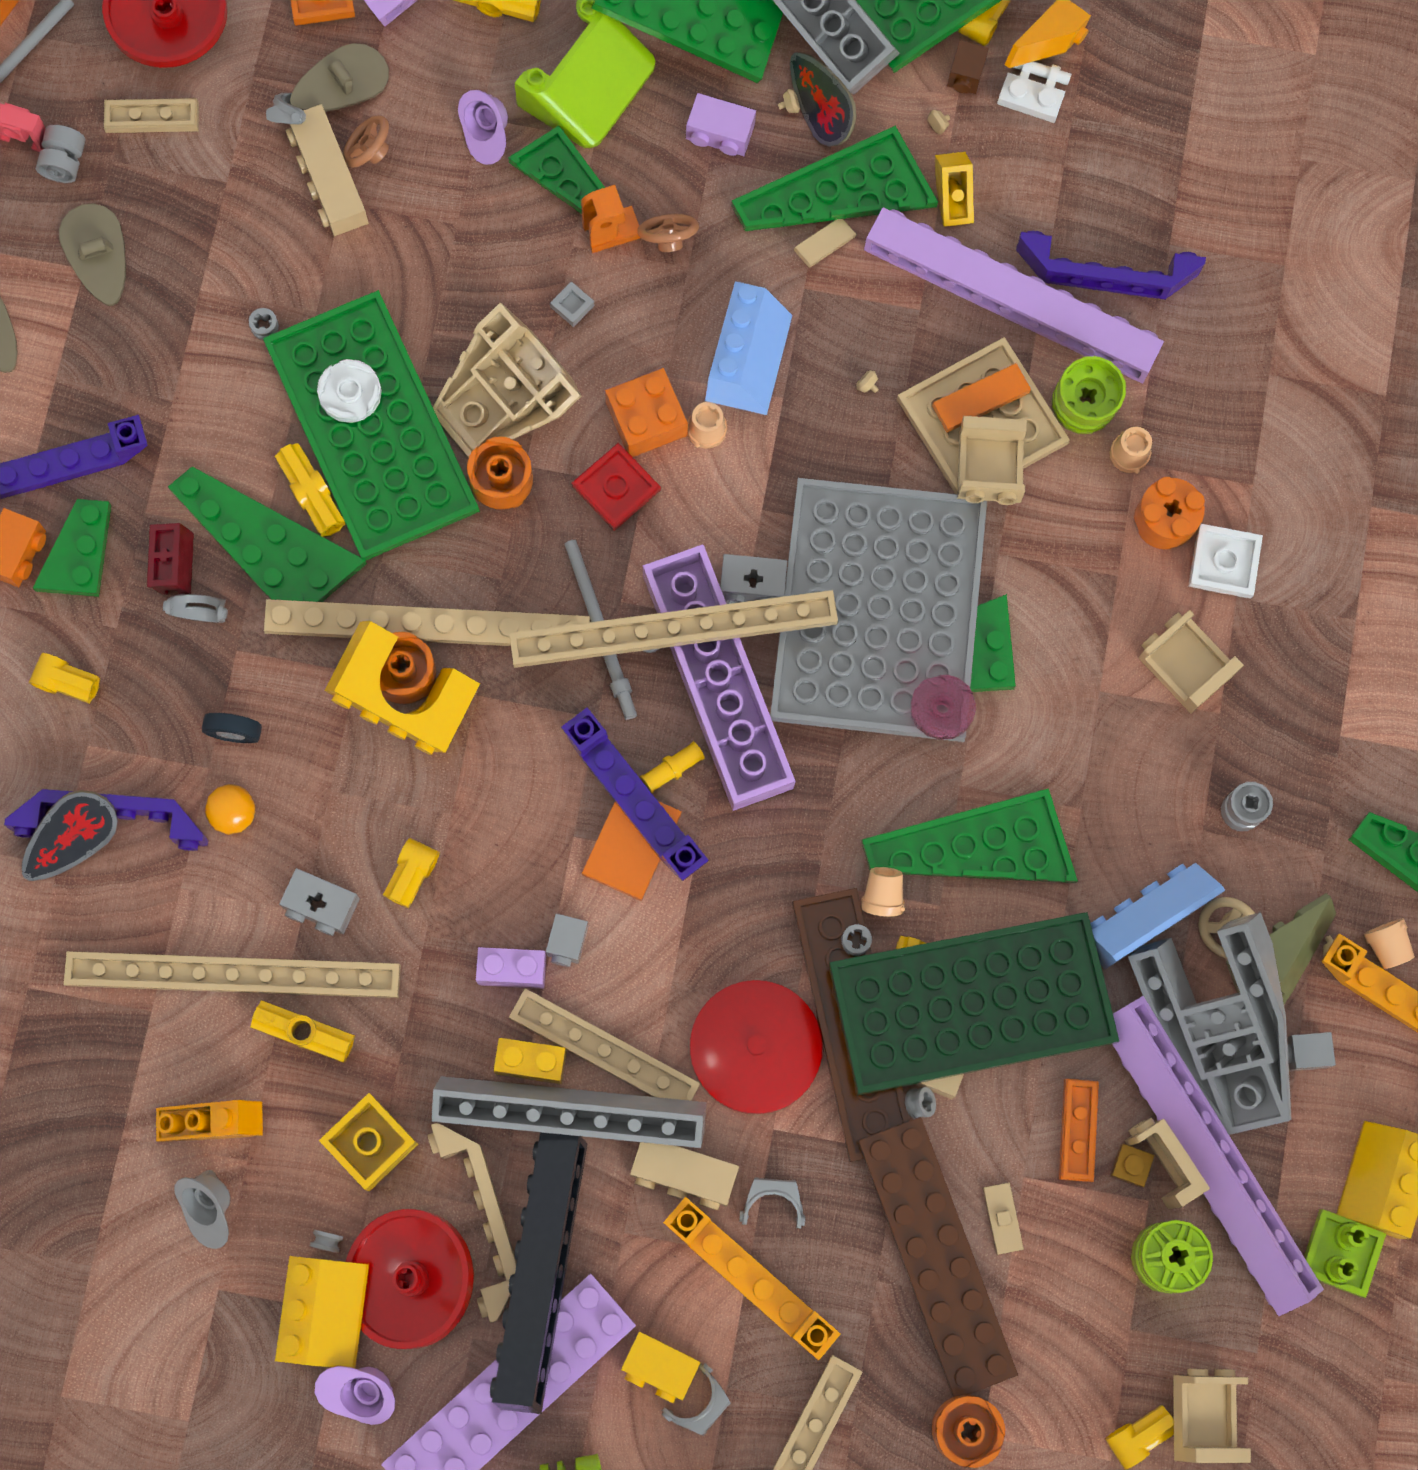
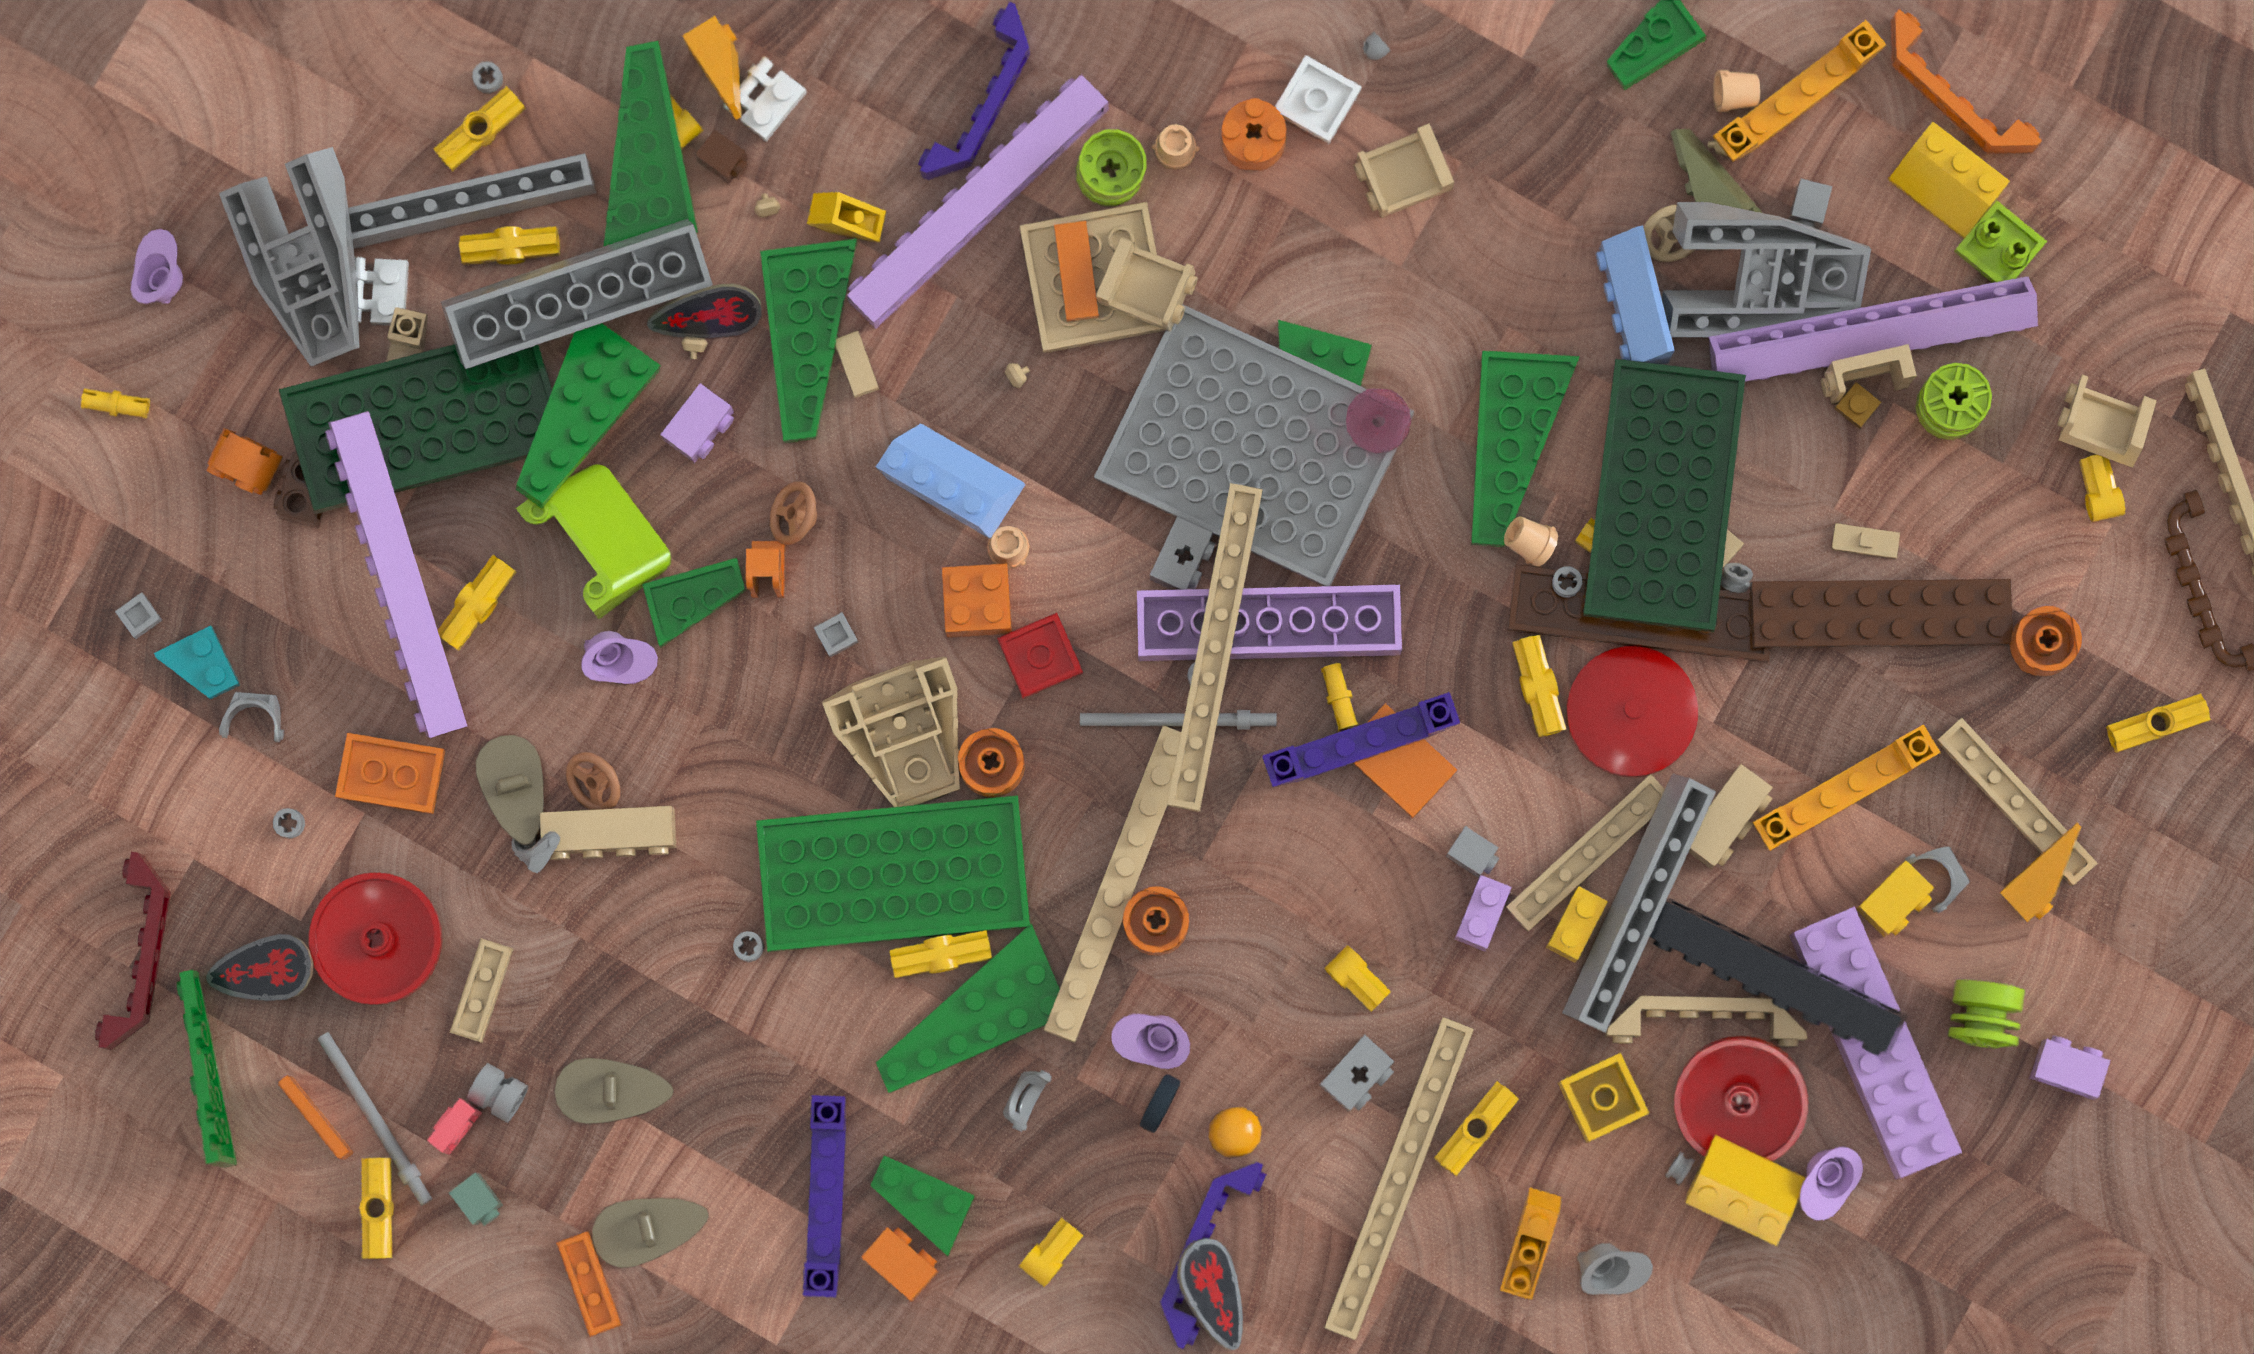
camera: 60 degrees left, 5 degrees up
(170, 558) = (965, 1112): dark red hinge -> none
(288, 700) = (1151, 1040): none -> lavender piece
(349, 391) = (854, 882): white tile -> none
(358, 685) = (1167, 963): yellow arch -> none
(748, 949) = (1539, 686): none -> yellow piece
(783, 1188) = (1766, 747): light grey helmet -> none
(1078, 1130) = (1809, 442): orange tile -> none
(1247, 806) = (1563, 172): light grey wheel -> none
(1295, 597) = (1375, 47): none -> light grey hinge

